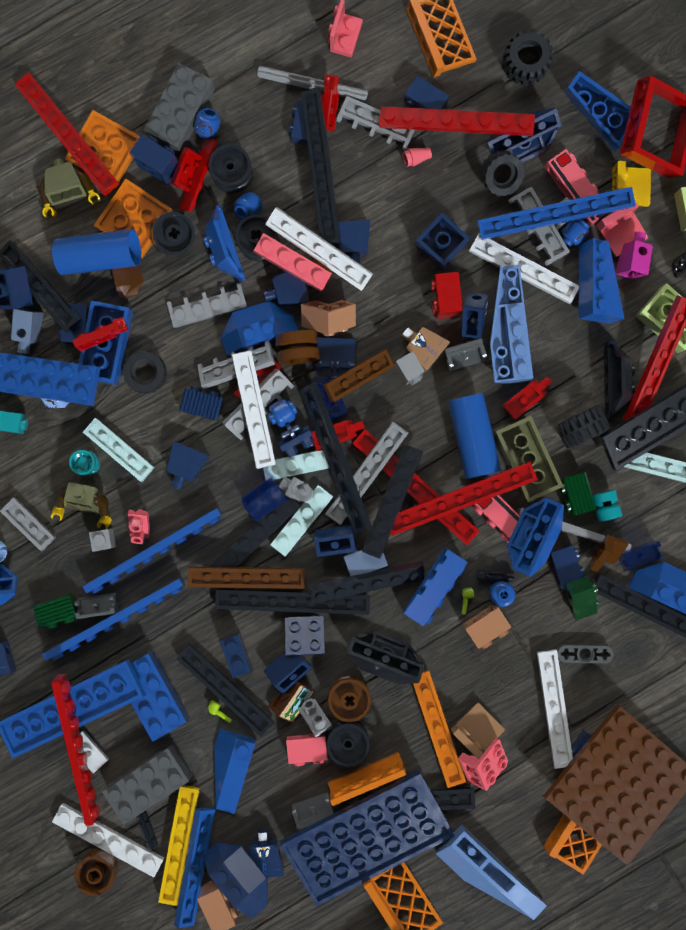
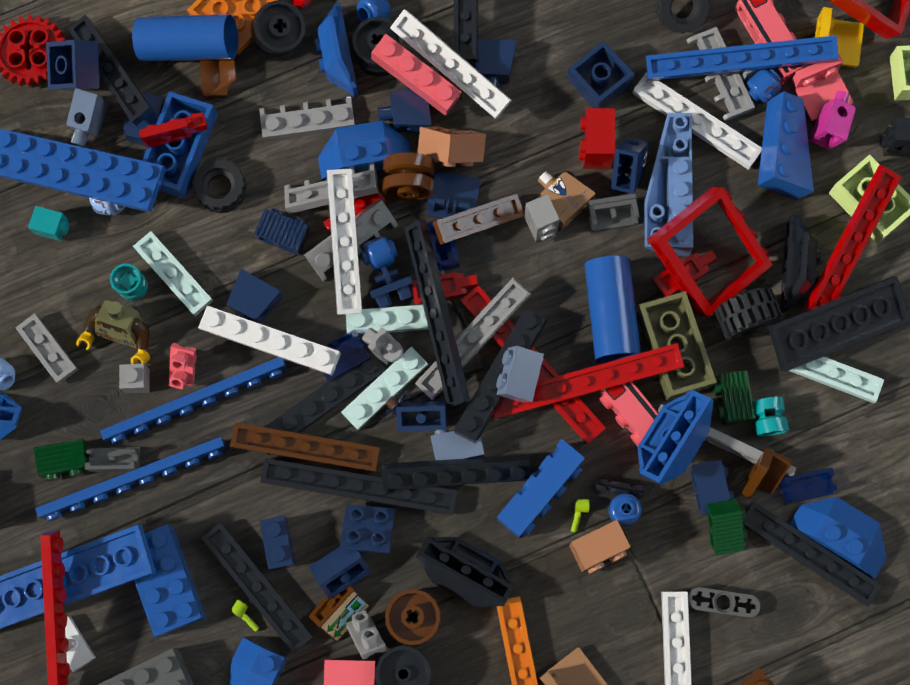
camera: 15 degrees right, 10 degrees down
(205, 497) = (269, 340): none -> white plate
(311, 533) = (392, 402): none -> piece
(408, 501) = (519, 374): none -> sand blue brick
(525, 357) = (677, 270): none -> red window

